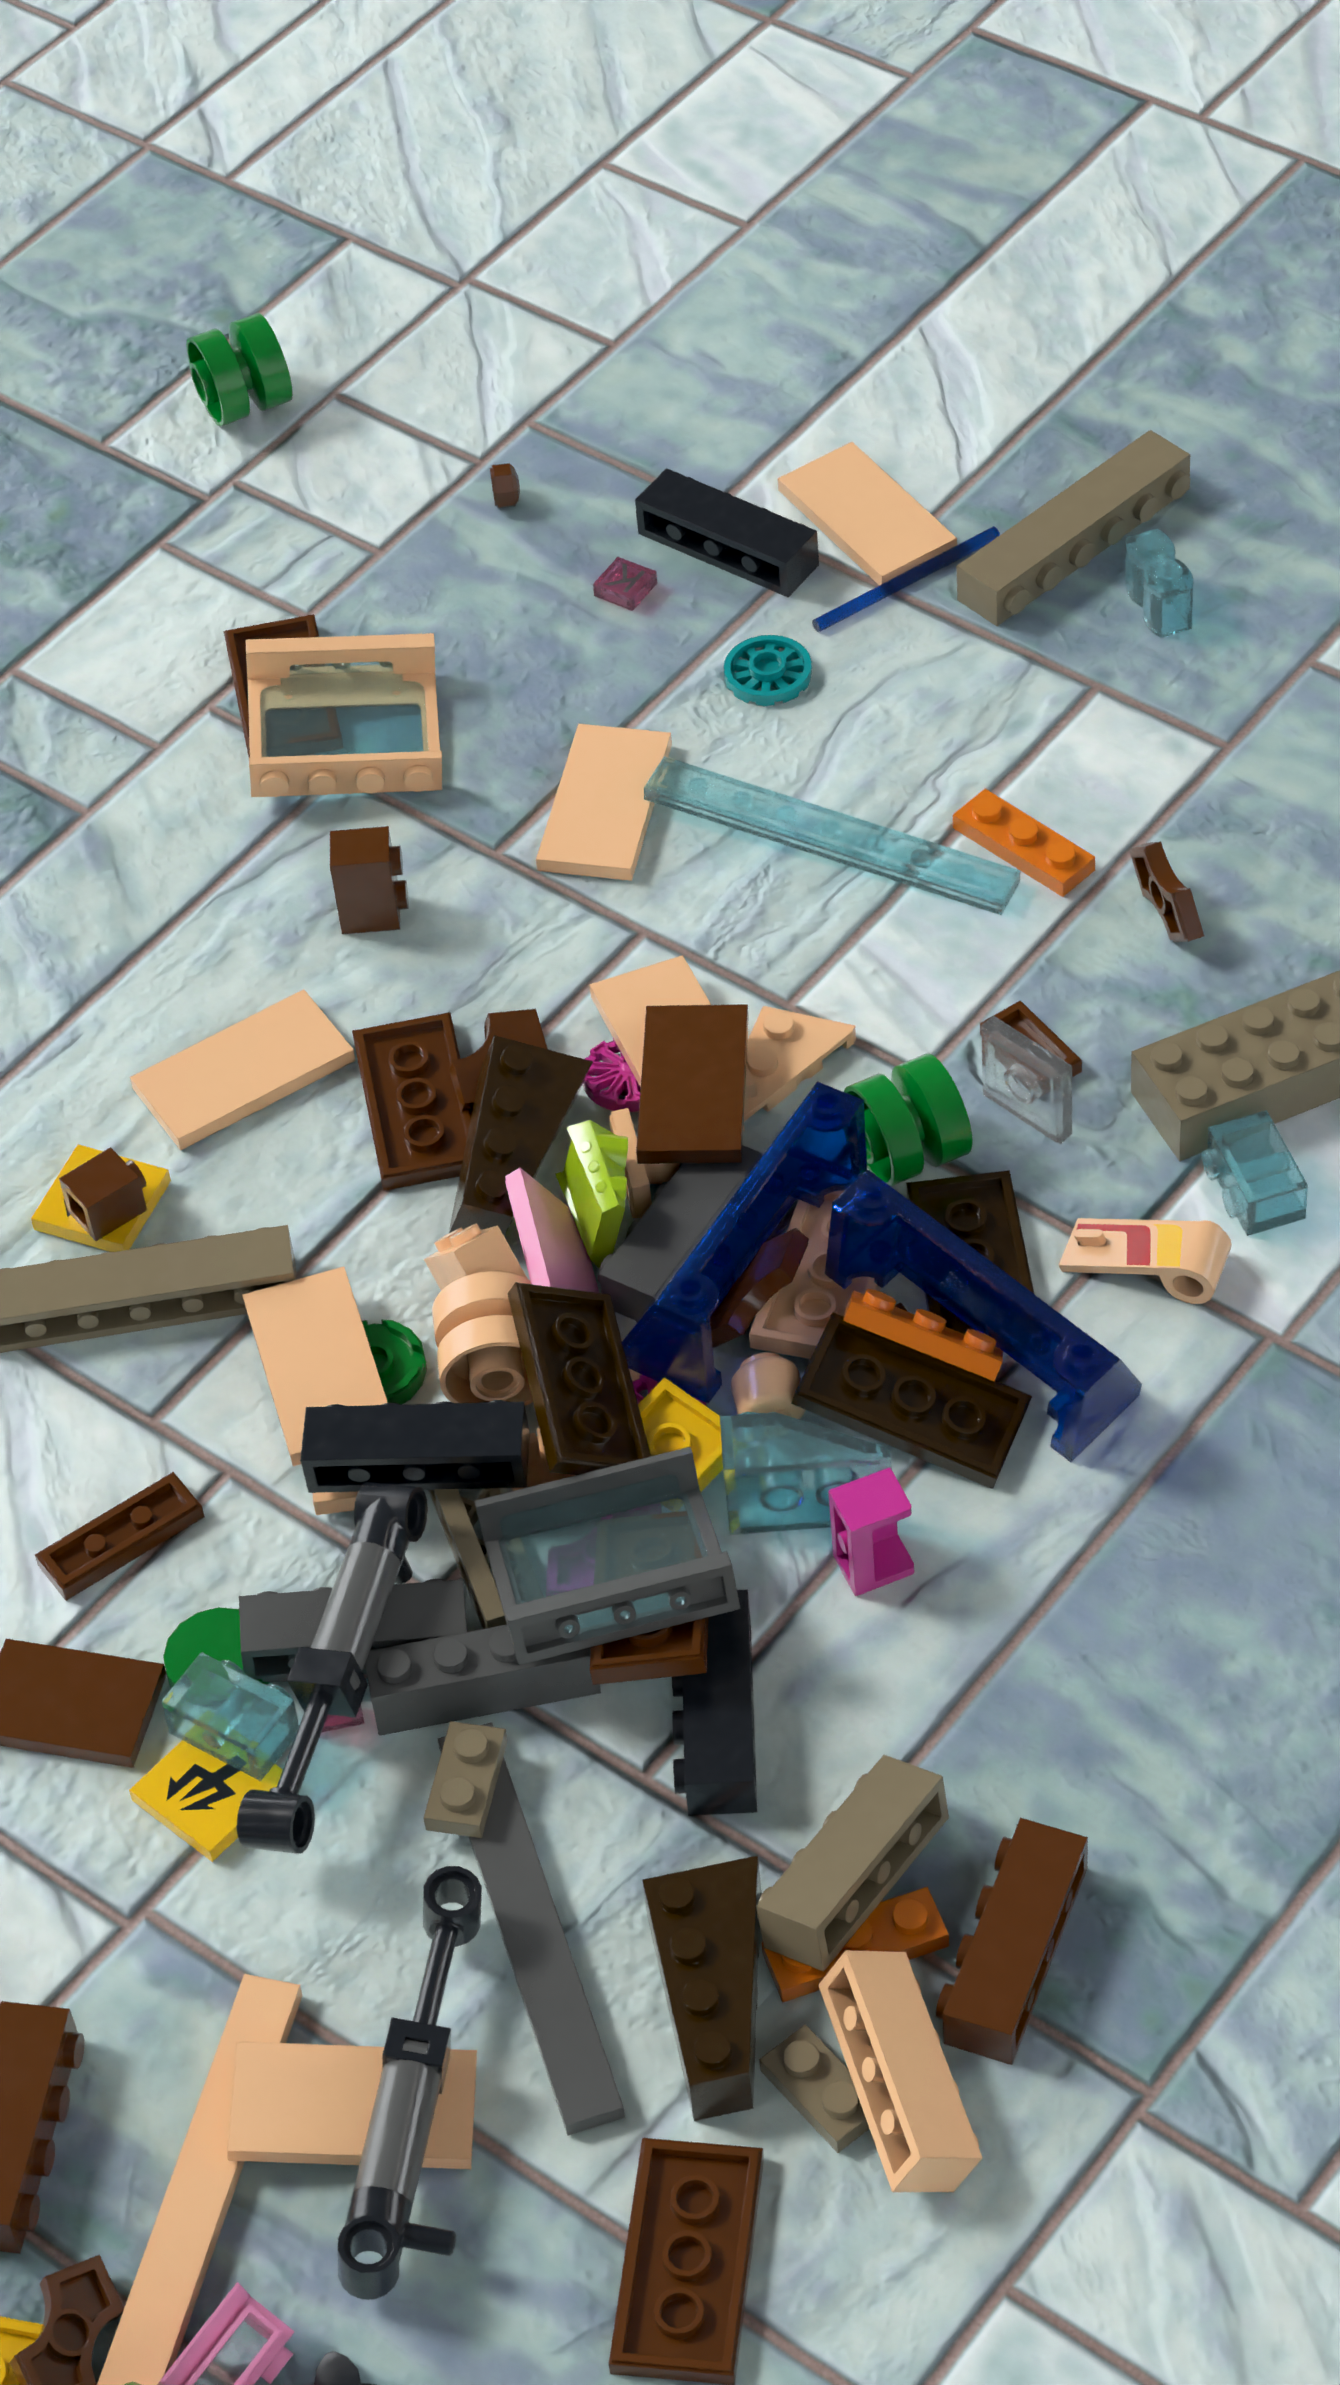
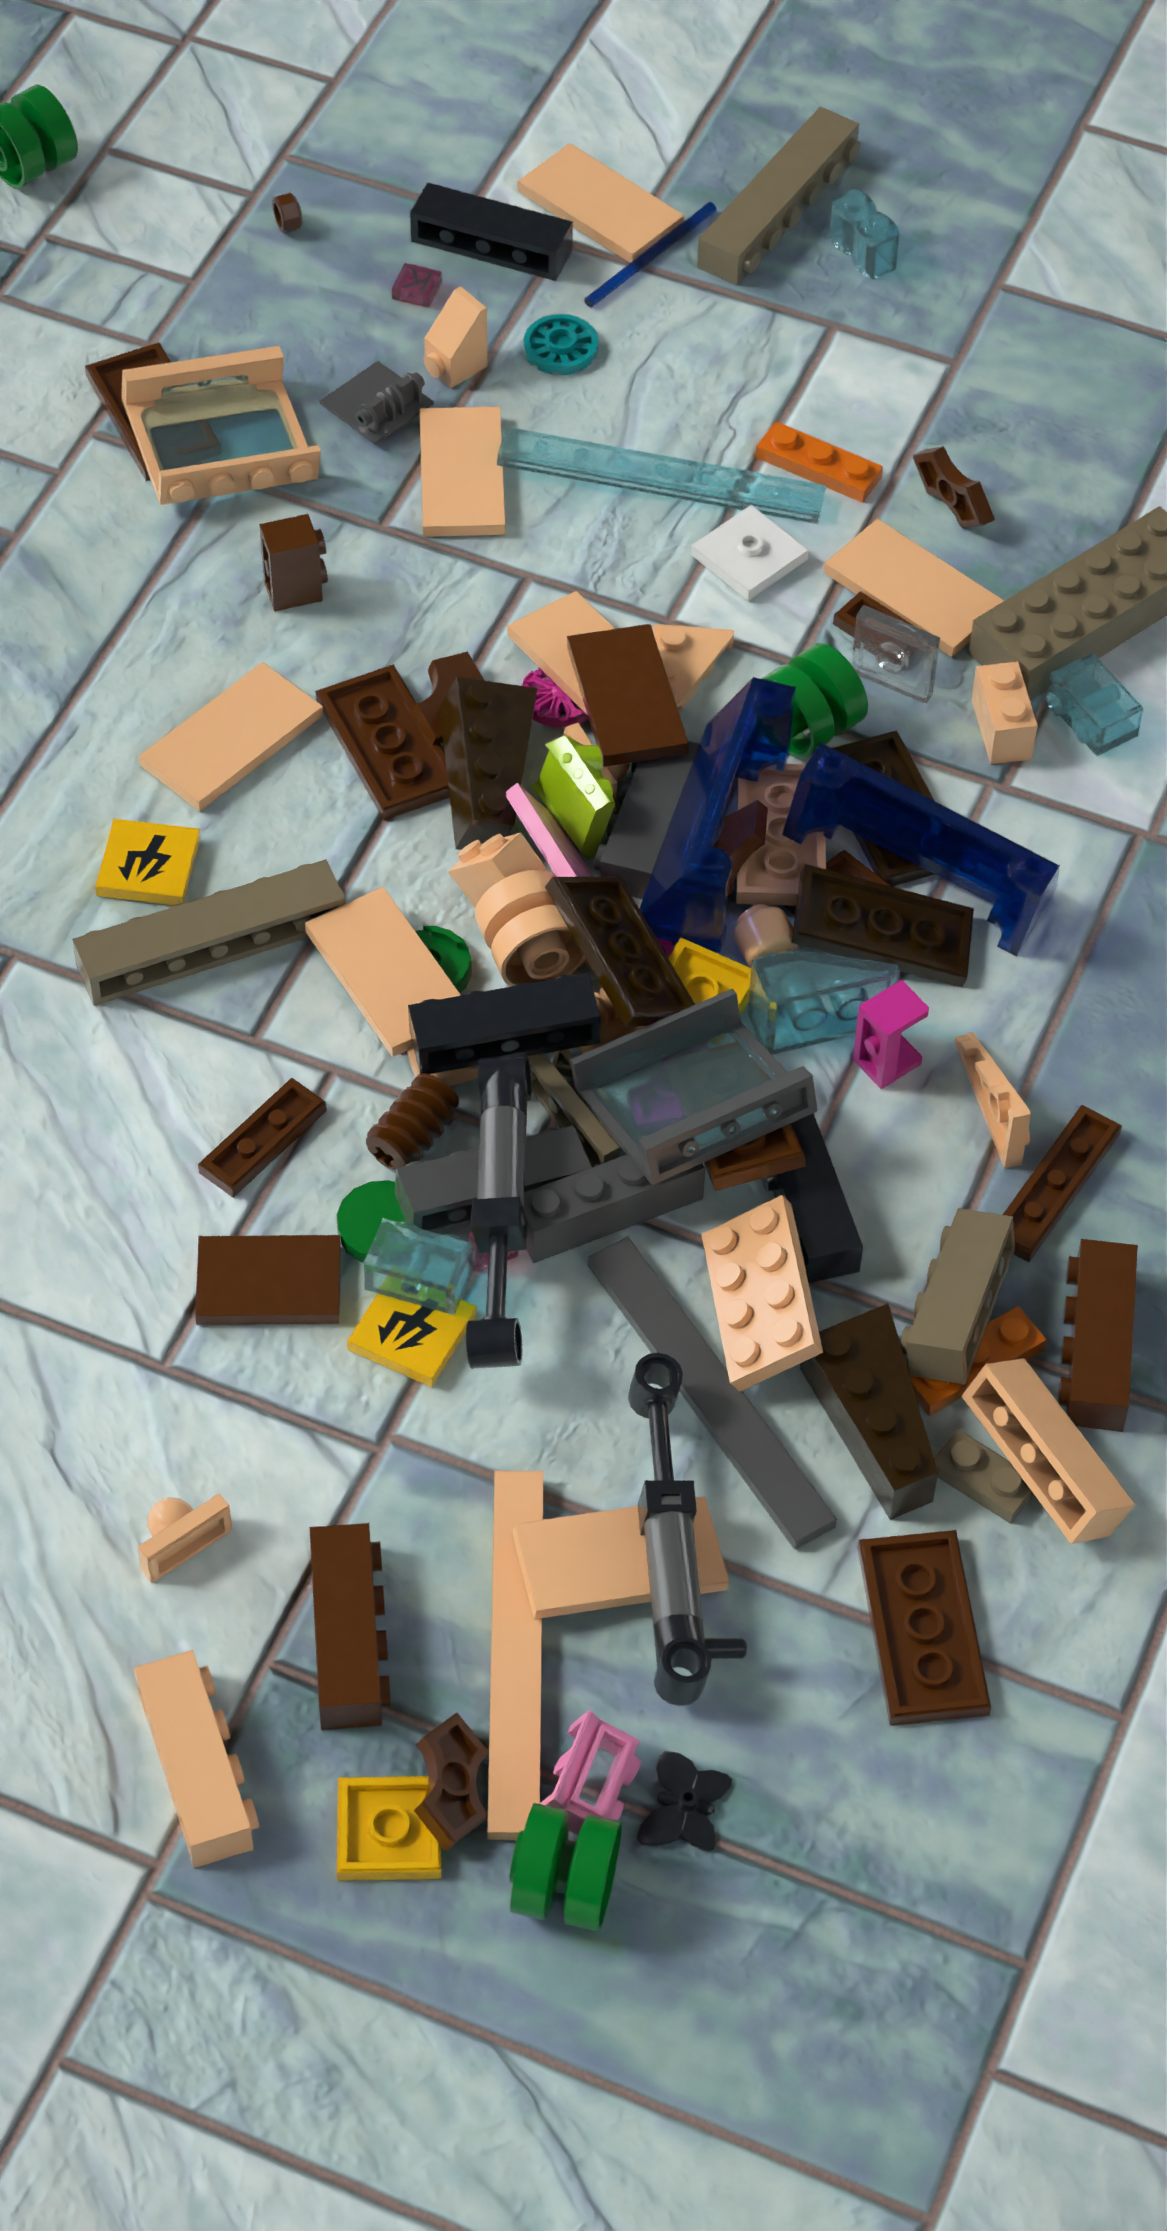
camera: 20 degrees left, 5 degrees up
(104, 1193) = (158, 856): reddish brown brick -> none
(284, 1544) = (412, 1122): none -> reddish brown piece
(465, 1779) = (625, 1285): dark tan plate -> none
(535, 710) = (378, 401): none -> dark grey hinge
(616, 1818) = (761, 1293): none -> light nougat plate
(640, 651) = (457, 340): none -> light nougat slope
(906, 937) = (749, 552): none -> white plate
(924, 1333) = (879, 869): orange plate -> none
(983, 1633) = (1000, 1103): none -> light nougat wing
(1029, 1742) = (1059, 1178): none -> reddish brown tile
(1083, 1000) = (912, 584): none -> light nougat tile
(1141, 1163) = (1004, 712): none -> light nougat brick
(1182, 1253) = (1058, 775): light nougat door -> none

